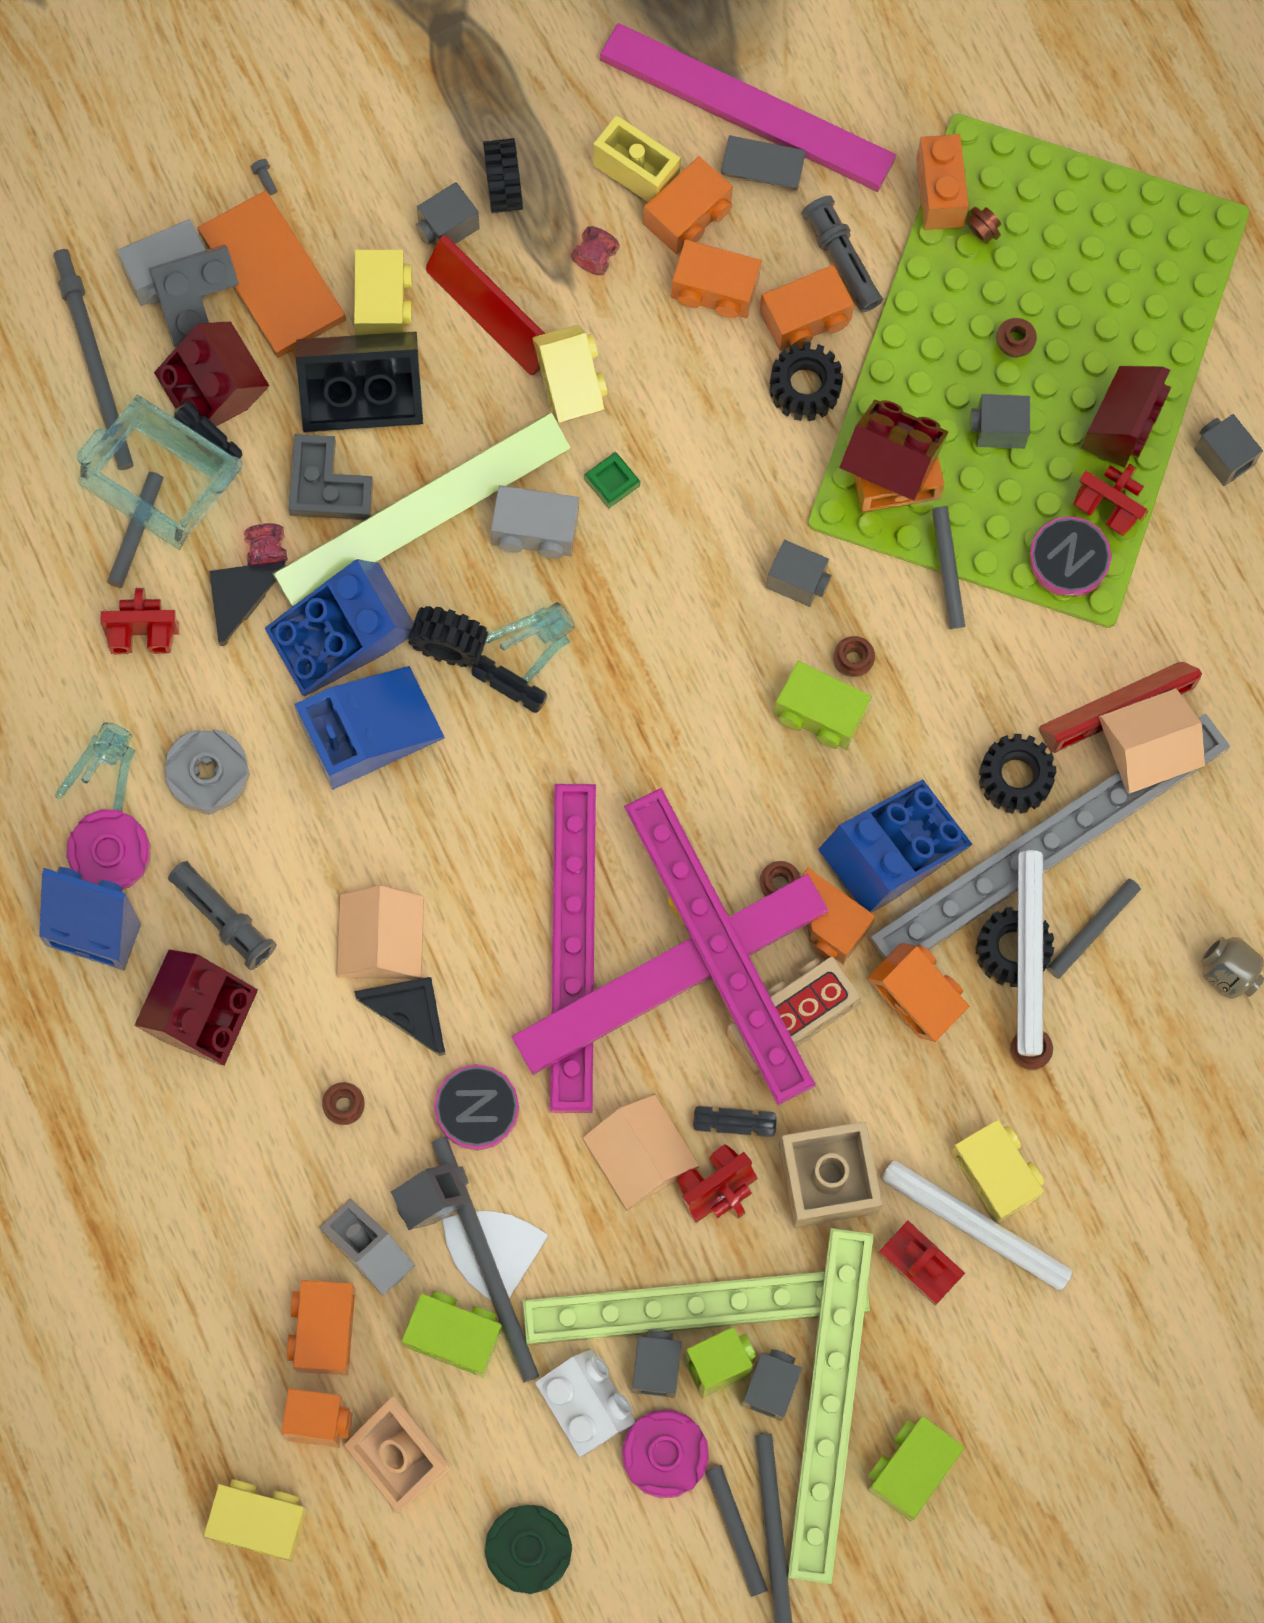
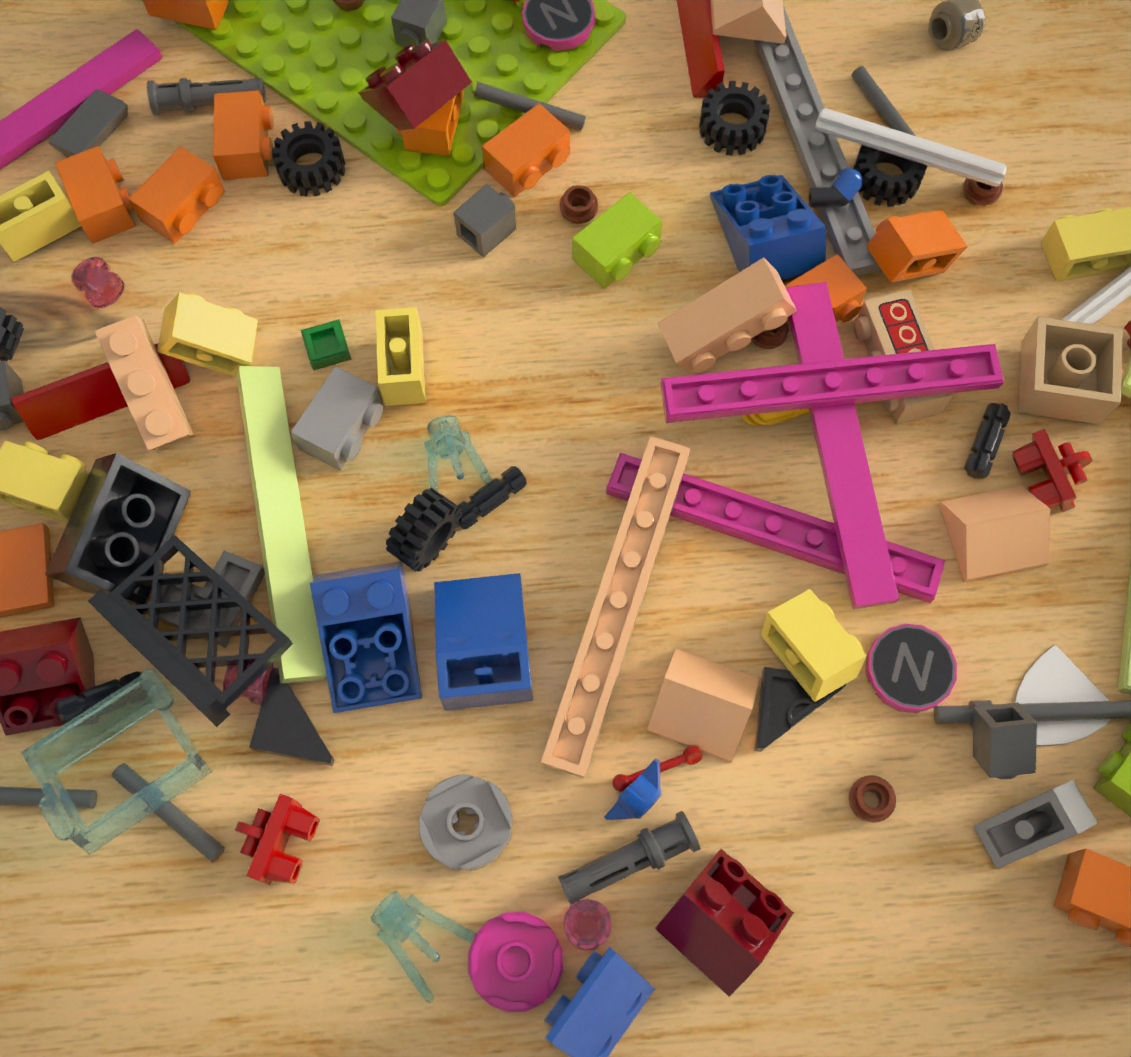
camera: 65 degrees left, 5 degrees down
(159, 905) = (587, 934): none -> clear pink wheel
(255, 474) = (171, 660): none -> black fence
(276, 903) = (639, 796): none -> blue piece
(329, 938) = (690, 755): none -> red hinge
(443, 828) = (615, 608): none -> light nougat plate
(460, 1008) = (813, 644): none -> light yellow brick
(496, 342) = (144, 382): none -> light nougat brick
(613, 550) = (400, 356): none -> light yellow brick
(759, 831) = (727, 317): none -> light nougat brick
(894, 584) = (526, 150): none -> orange brick
(952, 900) = (839, 193): none -> arm

